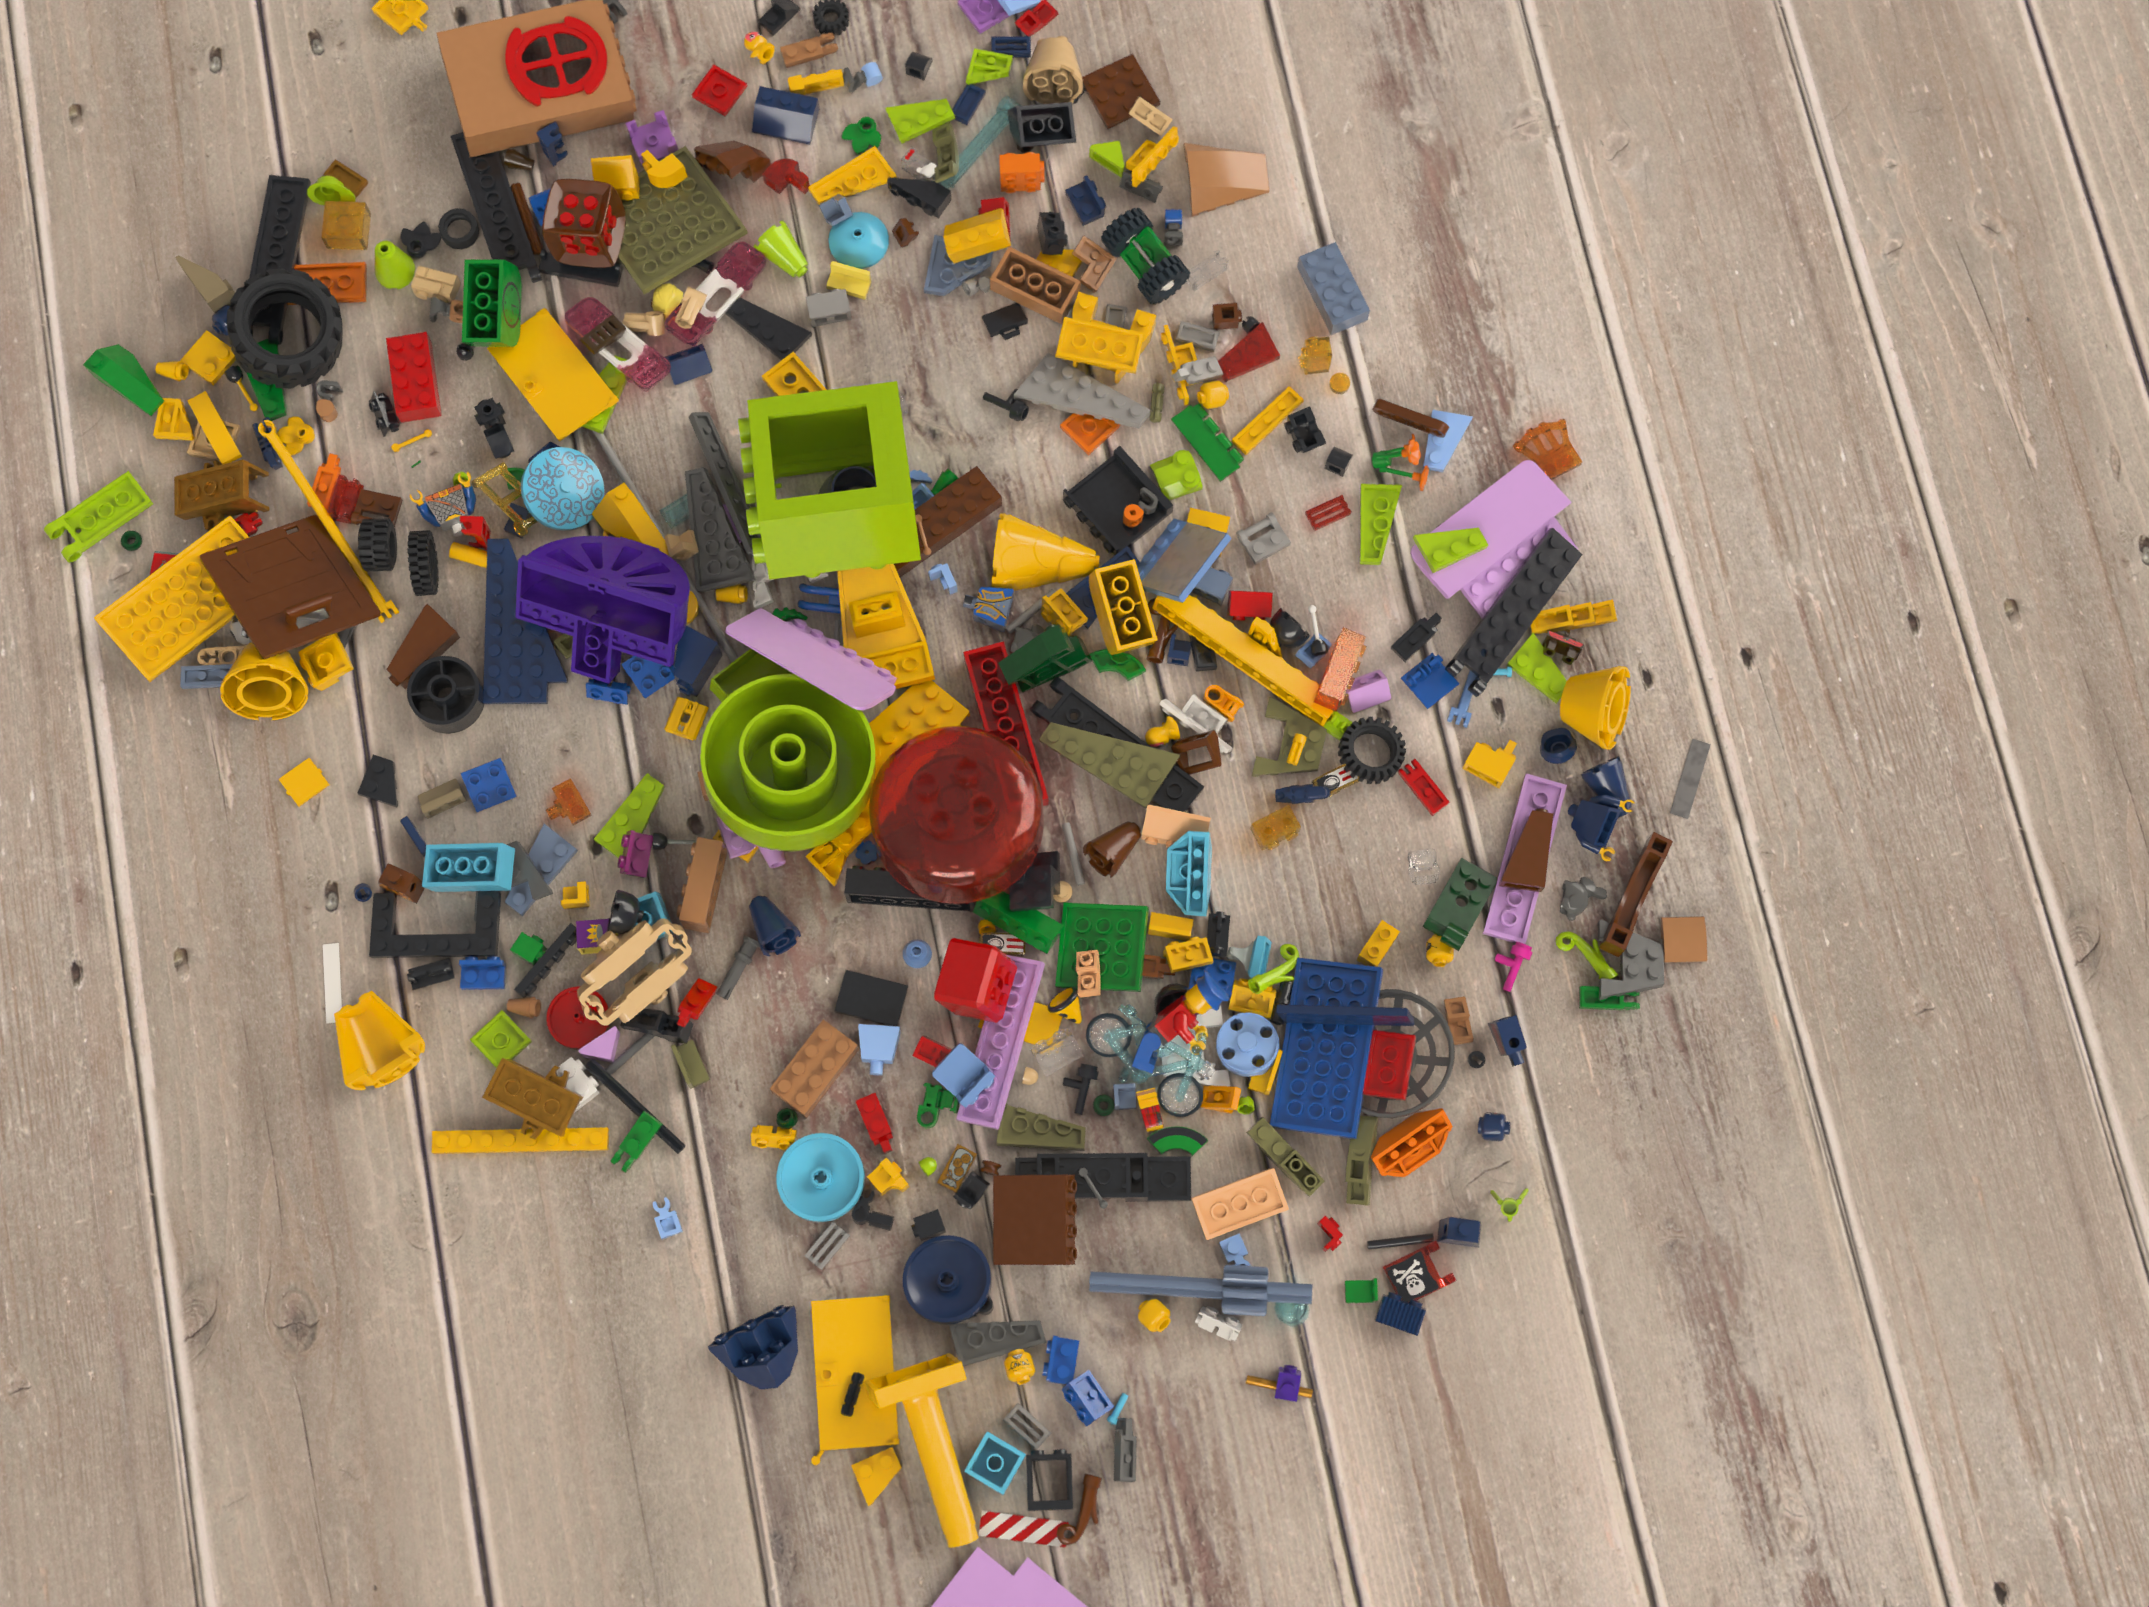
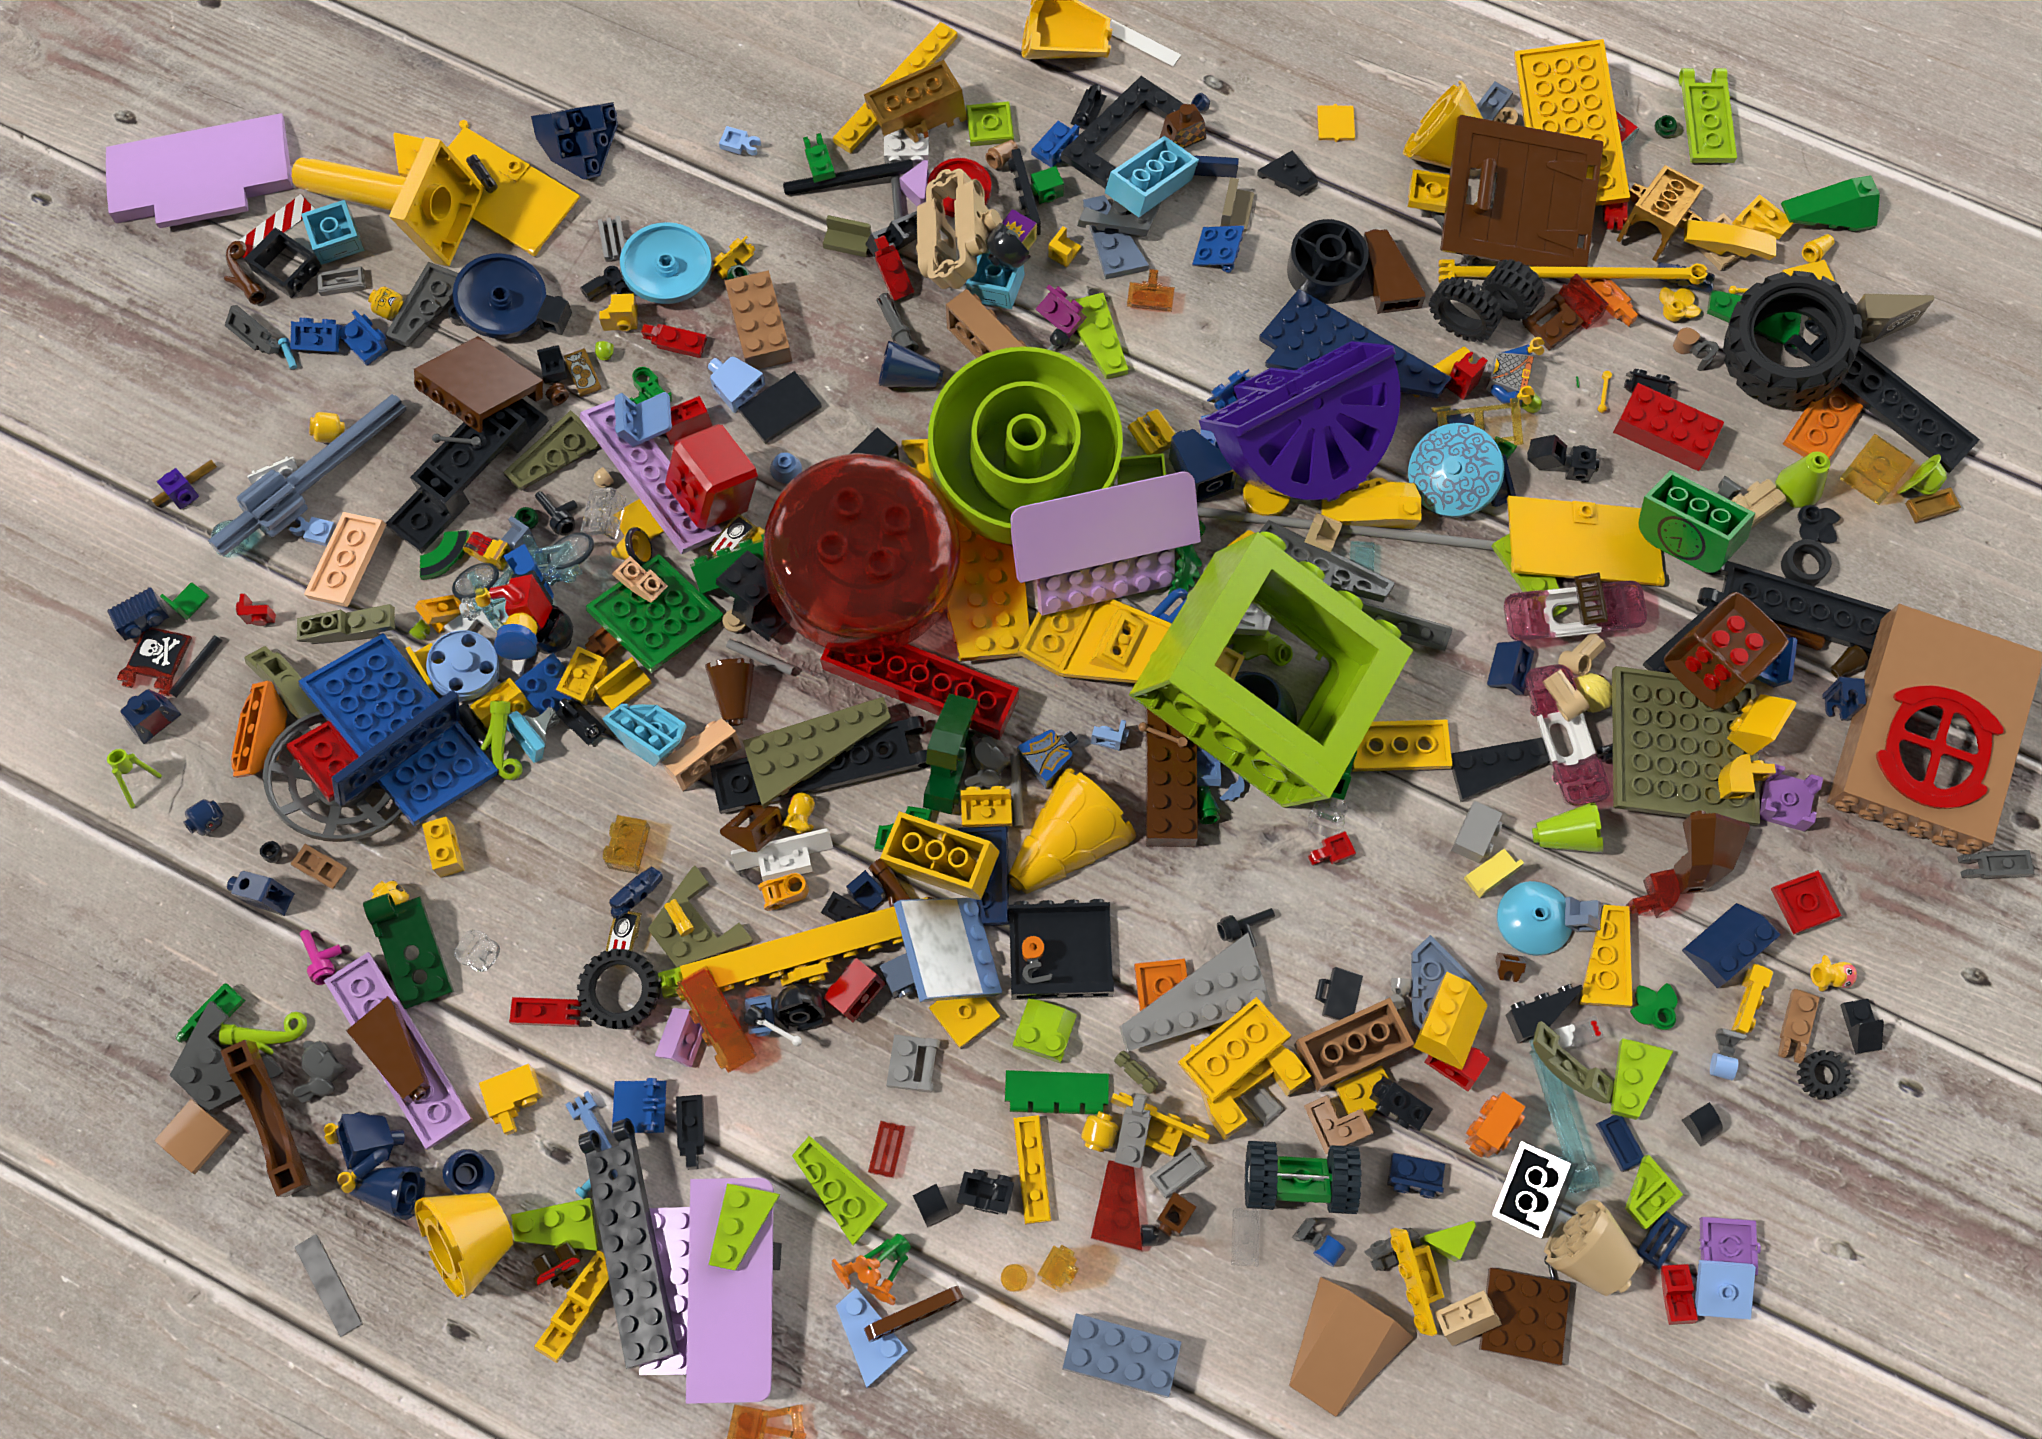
camera: 130 degrees right, 5 degrees down
(911, 384) = (1335, 848): none -> red plate

